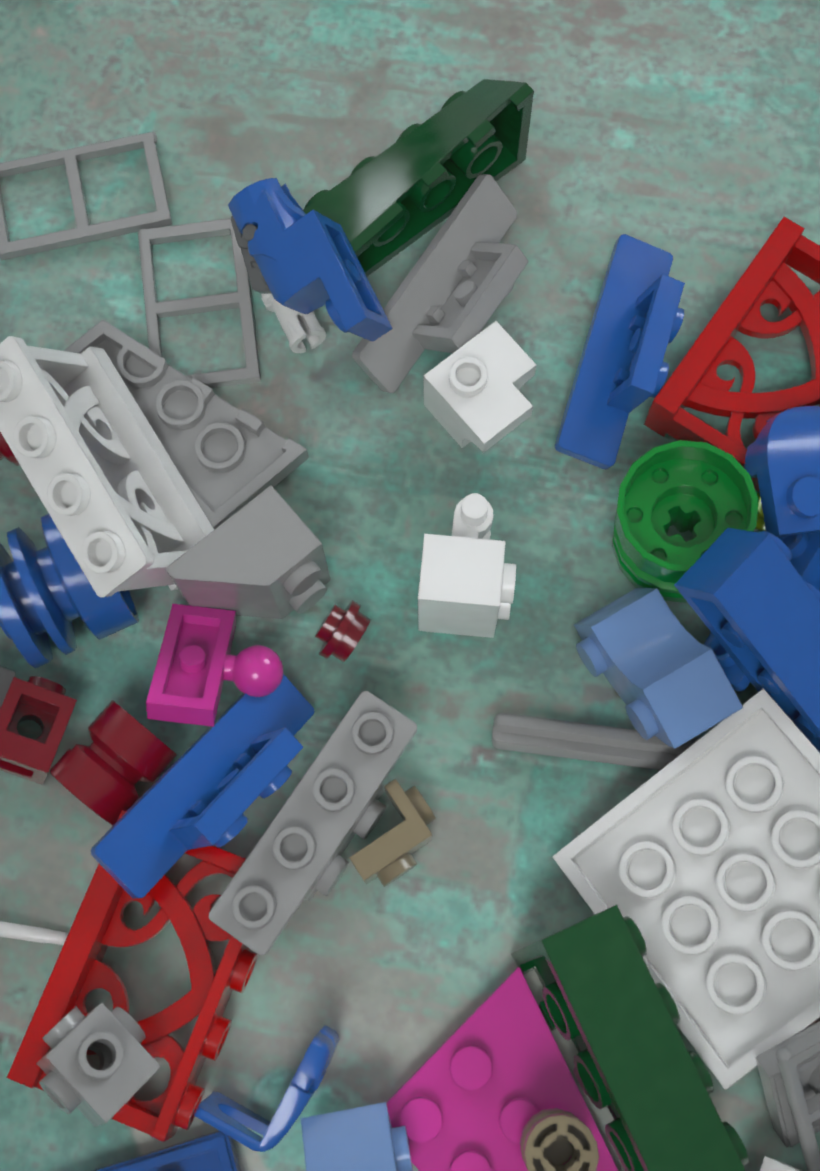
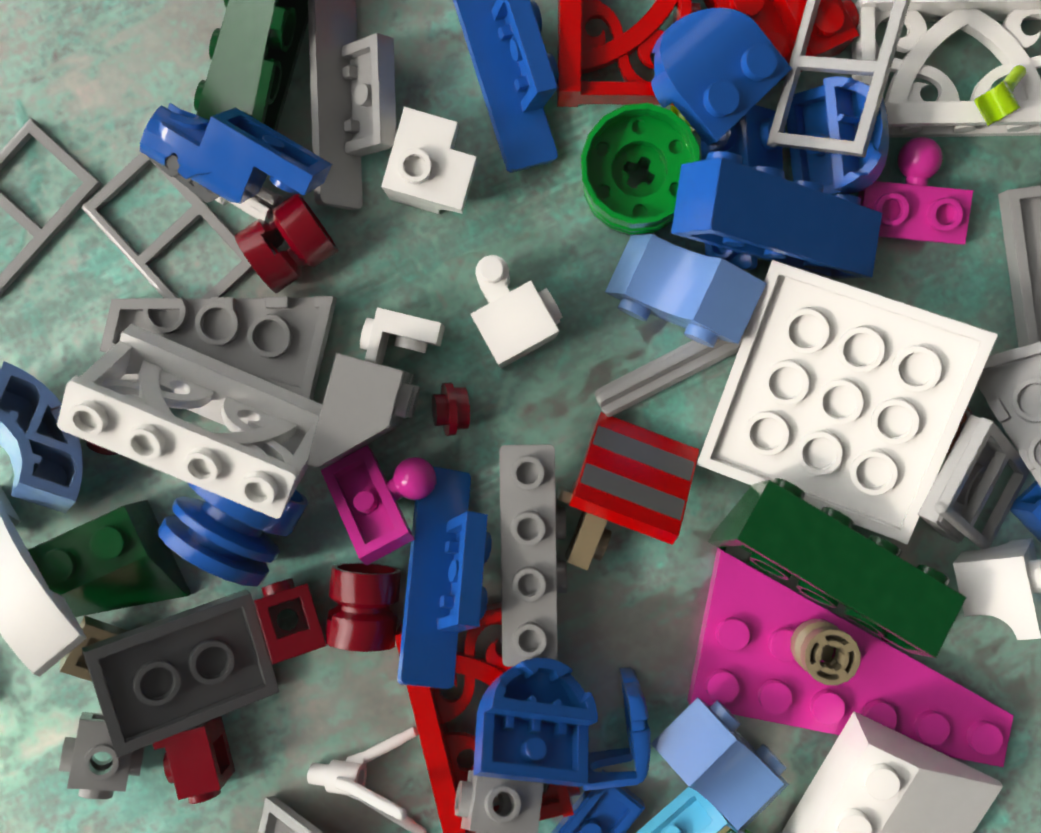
camera: 35 degrees left, 15 degrees up
(194, 1001) = (535, 725): none -> blue slope
(298, 374) = (302, 231): none -> dark red wheel
(355, 527) = (410, 333): none -> white bracket
(478, 822) = (635, 478): none -> red tile

